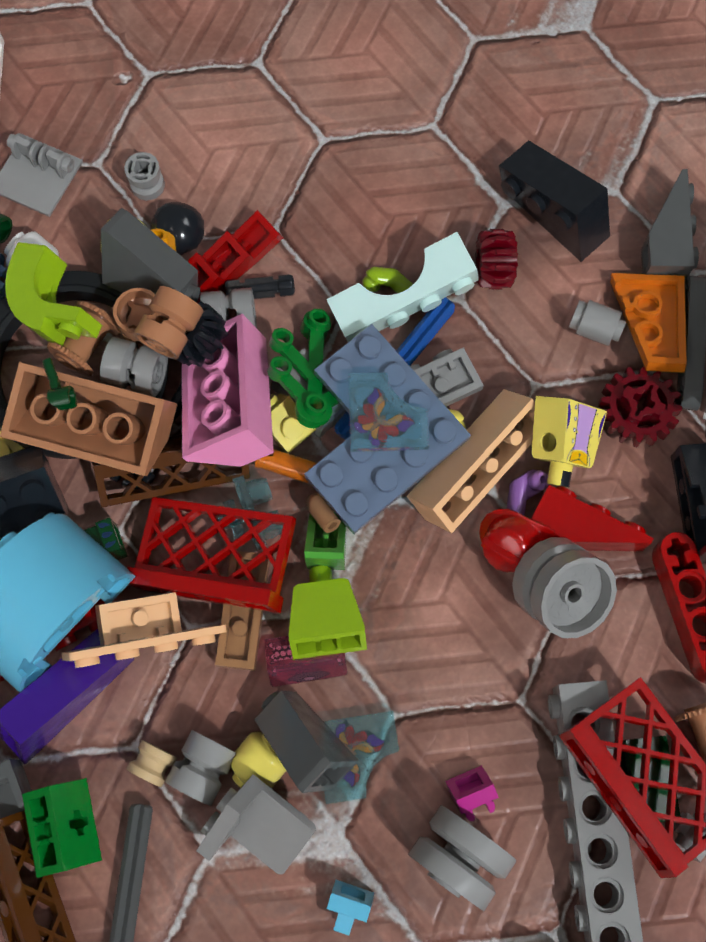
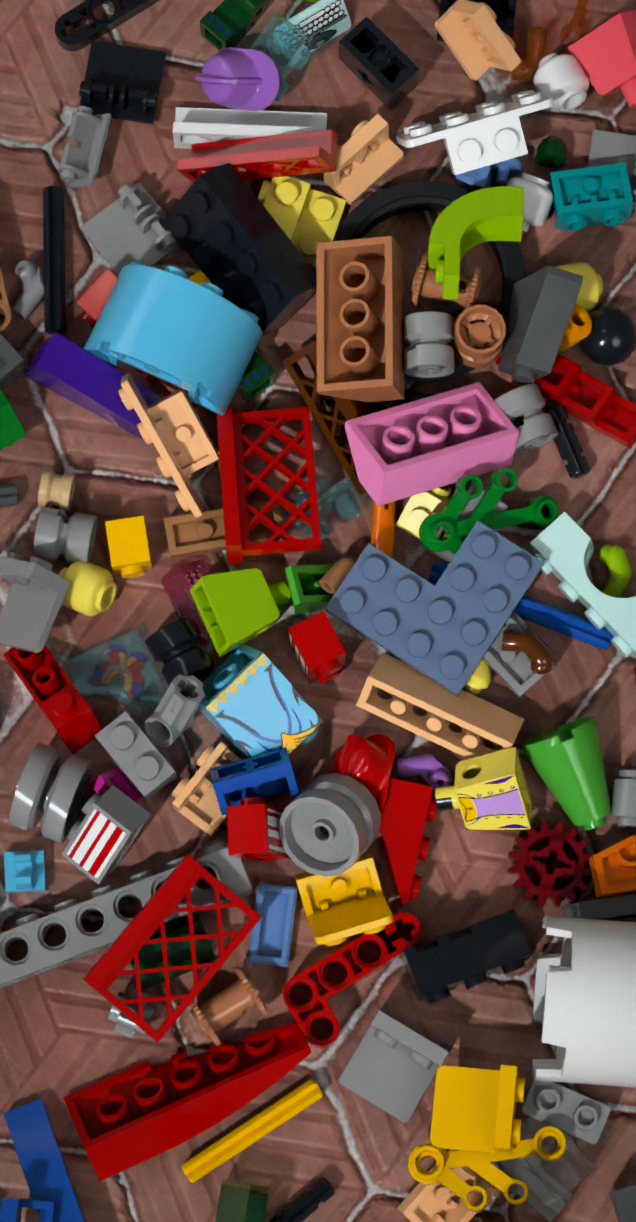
camera: 70 degrees right, 5 degrees up
(48, 203) = (591, 196): none -> teal bracket
(58, 396) = (366, 284): dark green hand -> none
(170, 319) = (470, 363): nougat wheel -> none
(204, 338) = (479, 392): black gear -> none
(231, 706) = (128, 546): none -> yellow brick
(304, 743) = (112, 621): dark grey slope -> none
(354, 686) = (178, 651): none -> black wheel
(361, 824) = (55, 696): none -> red slope
(381, 419) = (443, 598): clear light blue tile -> none
(390, 551) = (317, 648): none -> red brick
(412, 705) = (174, 711): none -> light grey piece
(426, 629) = (256, 705): none -> medium azure slope
(444, 357) = (534, 648): none -> reddish brown arm
(444, 758) = (136, 756): none -> light grey brick
(495, 690) = (197, 797): none -> light nougat bracket
(500, 646) = (253, 778): none -> blue hinge
(517, 811) = (105, 833): none -> brick
(526, 907) = (25, 871): none -> medium azure tile
(553, 658) = (255, 831): none -> red brick
(558, 360) = (573, 770): none -> bright green cone
(624, 665) = (273, 931): none -> medium blue tile
(647, 598) = (344, 902): none -> yellow bracket

